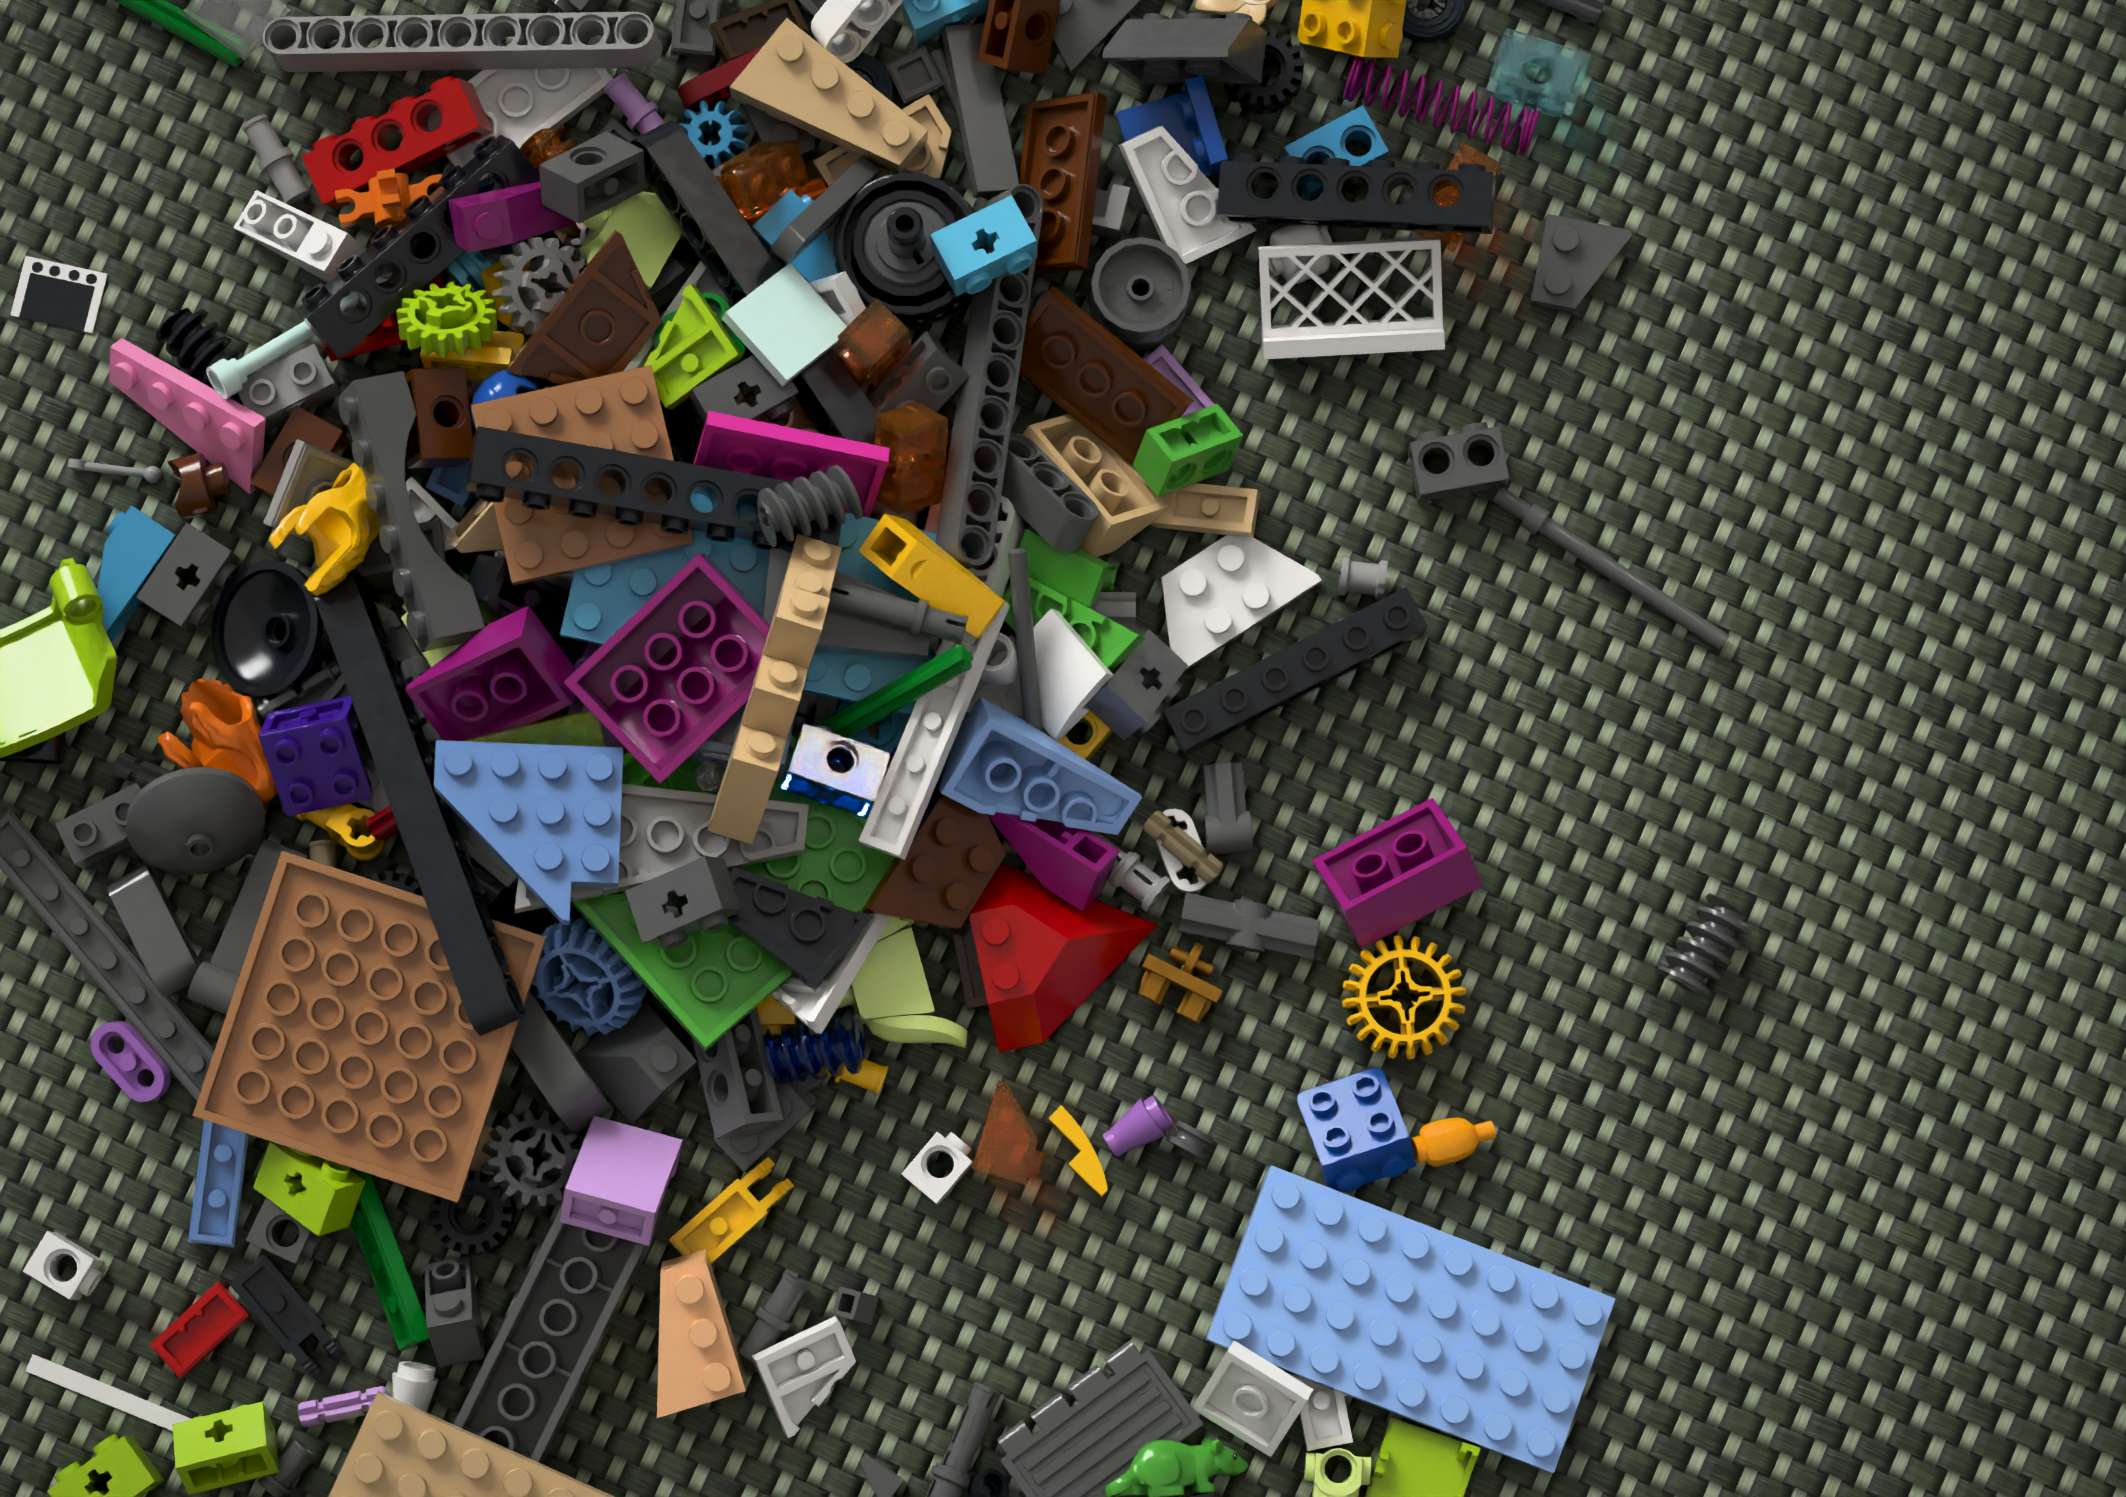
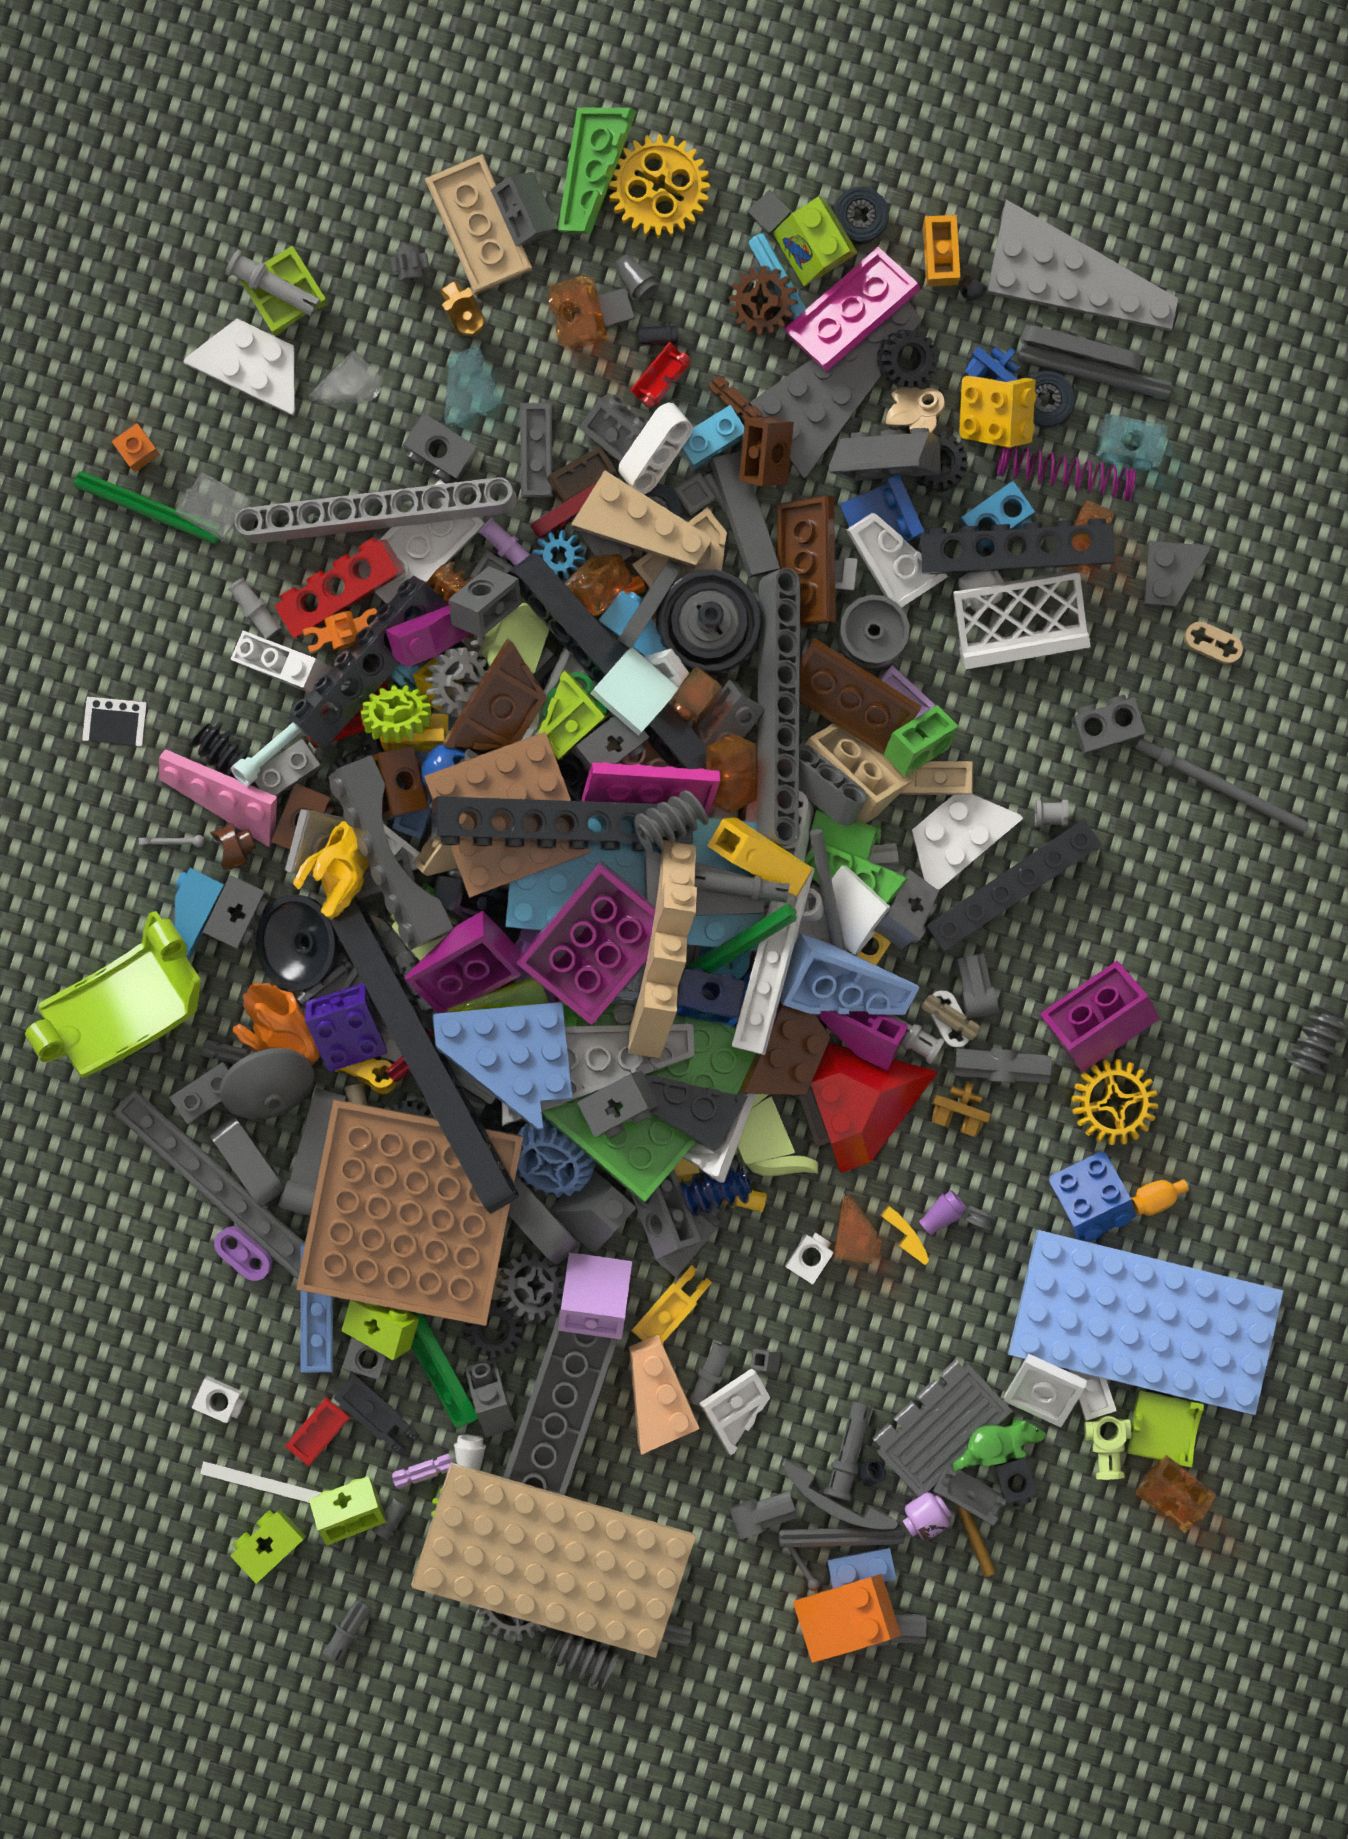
camera: 15 degrees left, 5 degrees up
(997, 228) = (774, 604): medium azure brick -> none
(1626, 357) = (1210, 650): none -> tan beam

